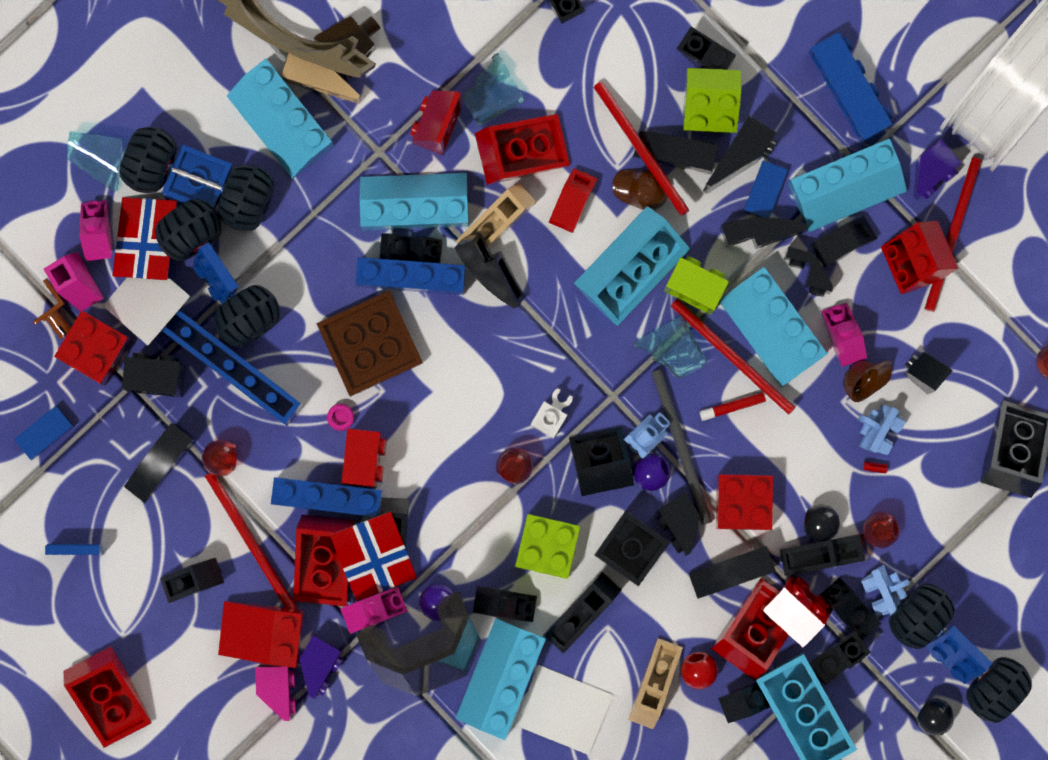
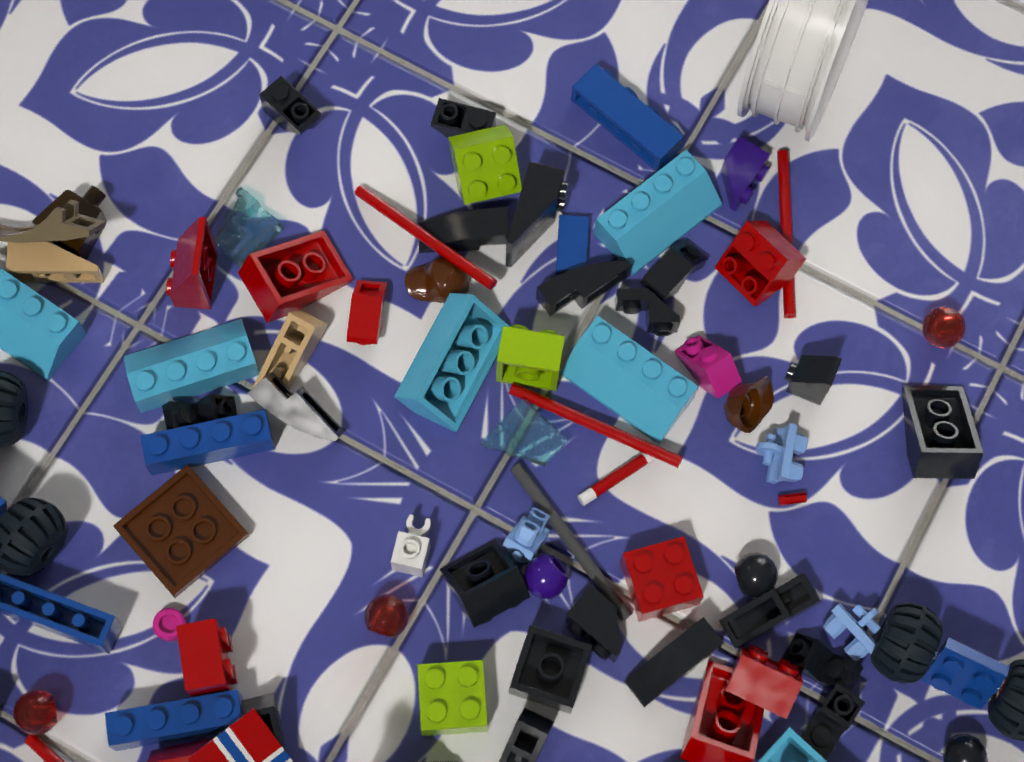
camera: 20 degrees left, 15 degrees down
(881, 529) = (824, 562): clear red piece -> none

